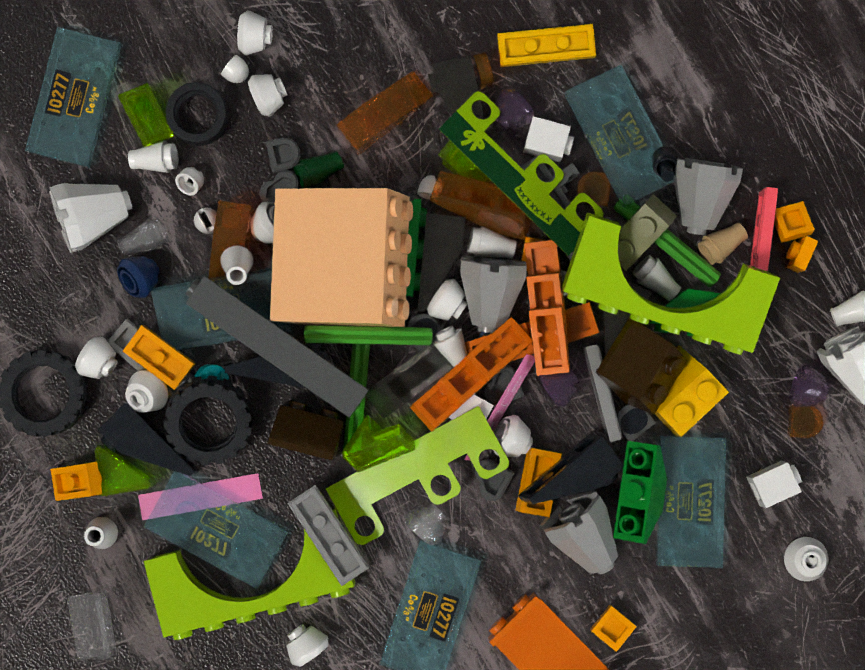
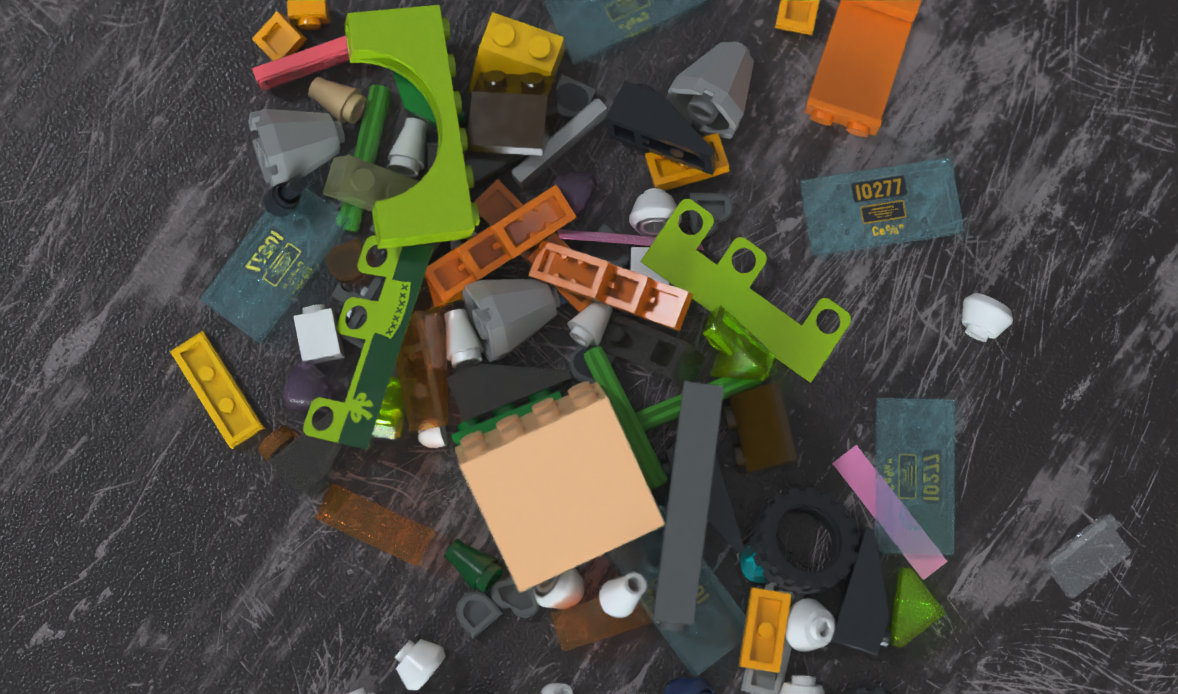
camera: 110 degrees left, 5 degrees down
(76, 481) = (944, 650): light orange plate -> none
(107, 529) = (976, 597): white cone -> none
(189, 605) = (1009, 459): lime arch -> none
(199, 223) = (596, 665): white hinge -> none
(328, 535) = (858, 349): light grey tile -> none
(427, 523) = (790, 255): clear cone -> none
(447, 301) = (545, 352): white cone -> none
(640, 492) = (643, 50): green slope -> none

